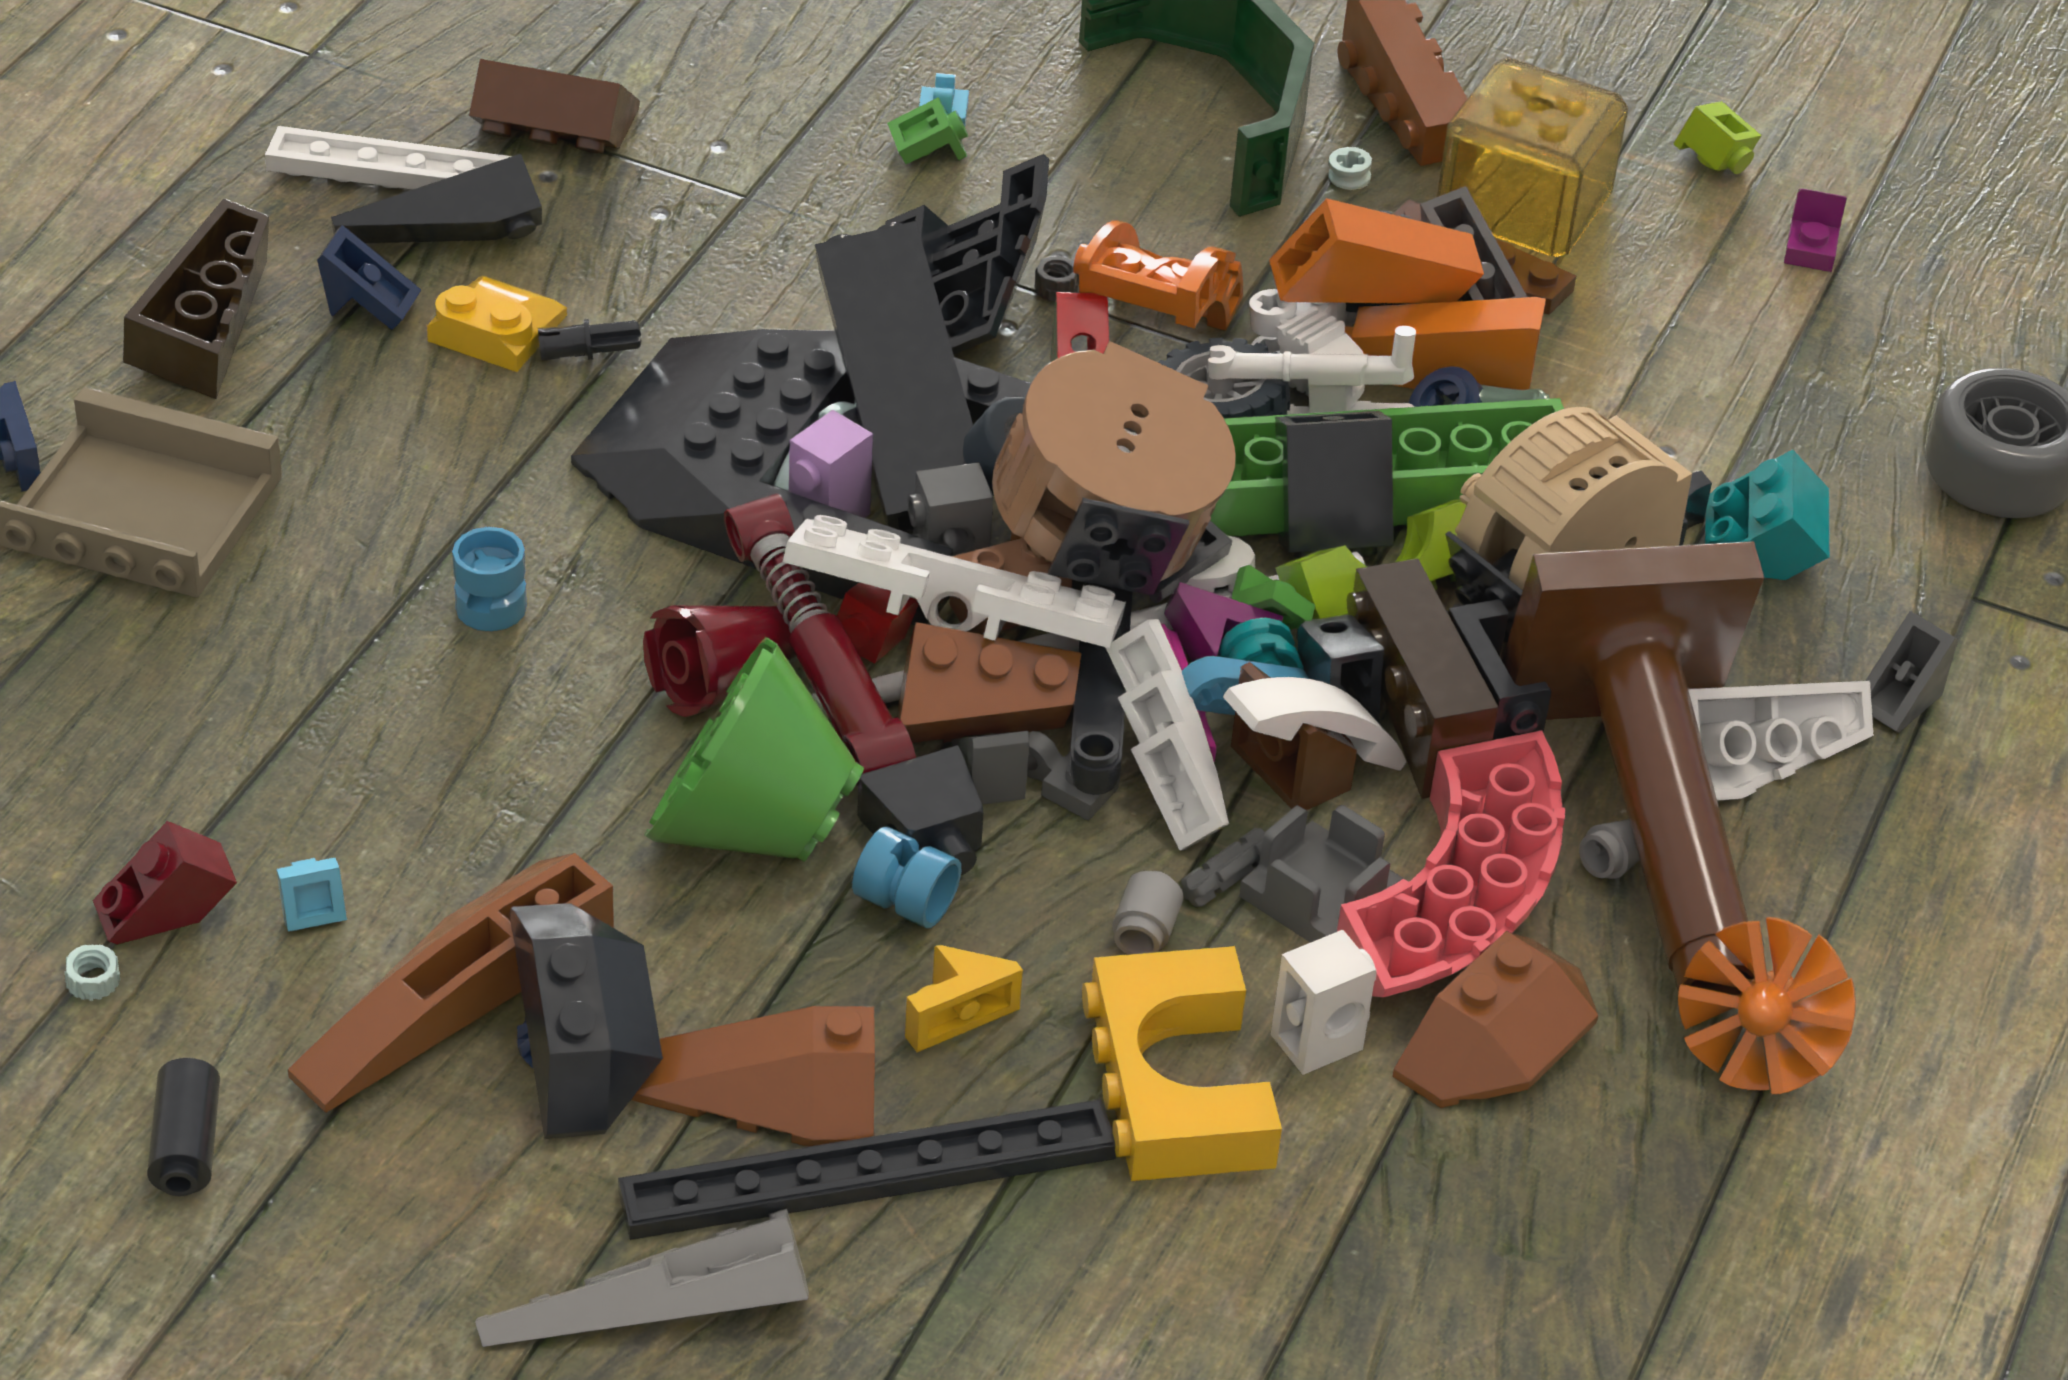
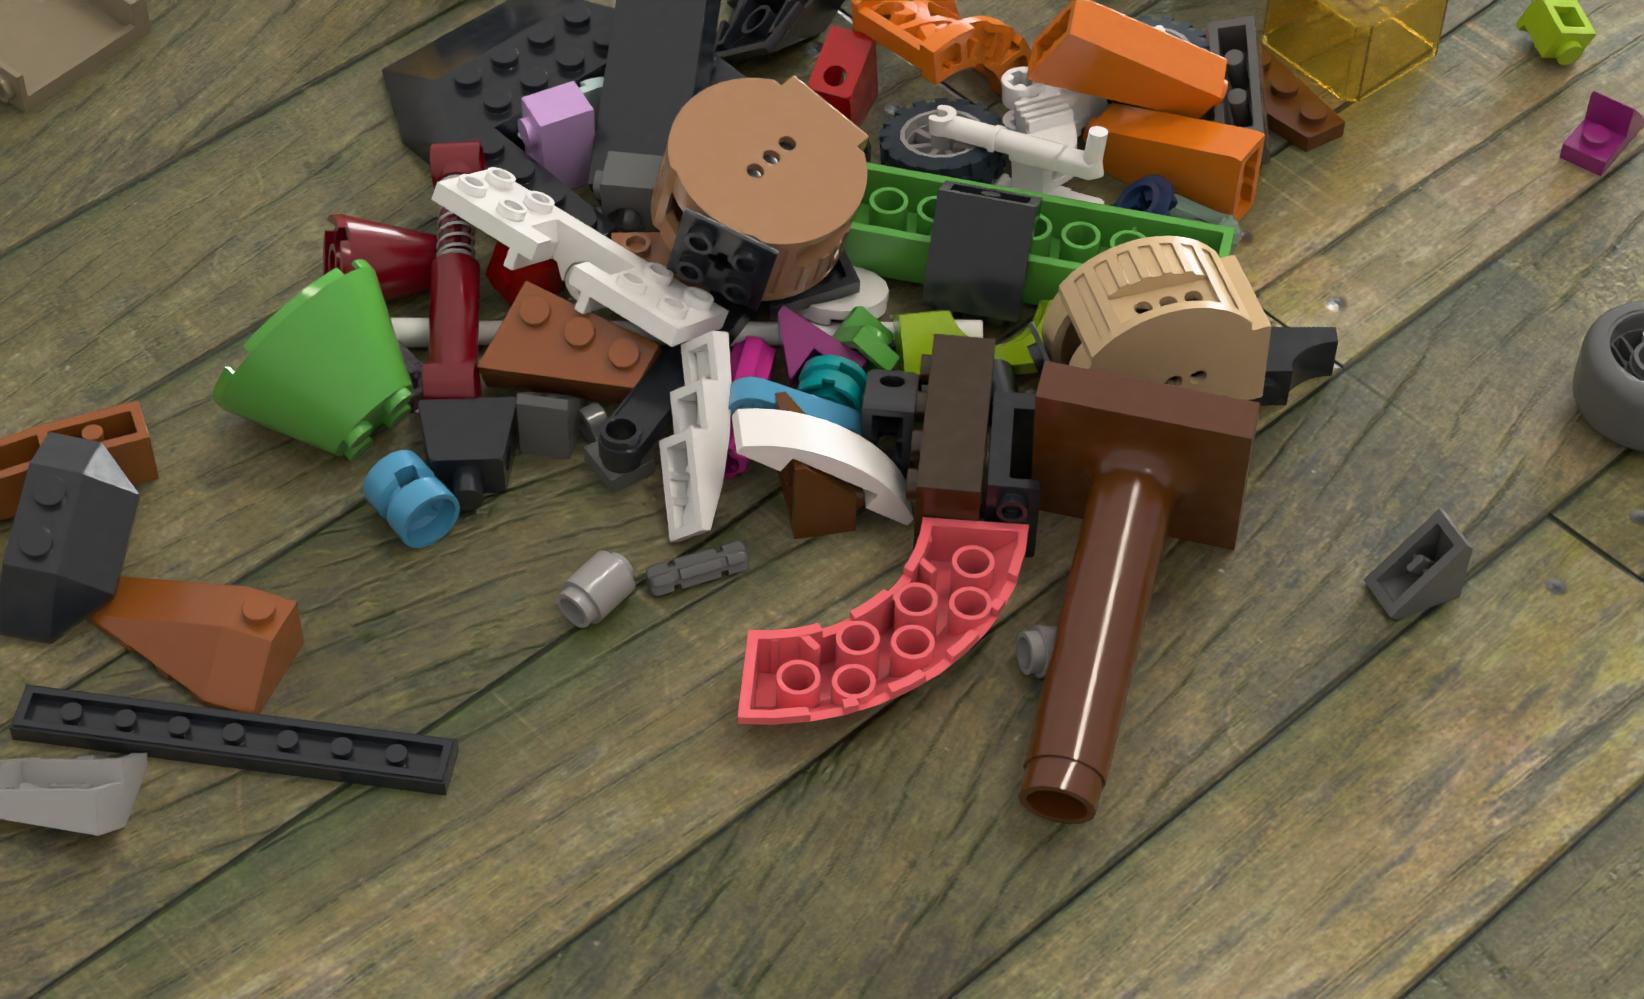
camera: 25 degrees right, 5 degrees up
(489, 578) = (239, 155): dark azure wheel -> none
(964, 995) = (404, 618): yellow slope -> none
(1161, 1123) = (532, 667): yellow arch -> none
(1313, 870) = (765, 591): dark grey panel -> none
(1323, 1001) = (685, 711): white brick -> none
(1498, 1024) = (844, 774): dark orange wedge -> none
(1775, 729) = (1240, 583): white wedge -> none
(1779, 509) = (1382, 390): teal slope -> none
(1798, 1036) = (1081, 856): orange piece -> none

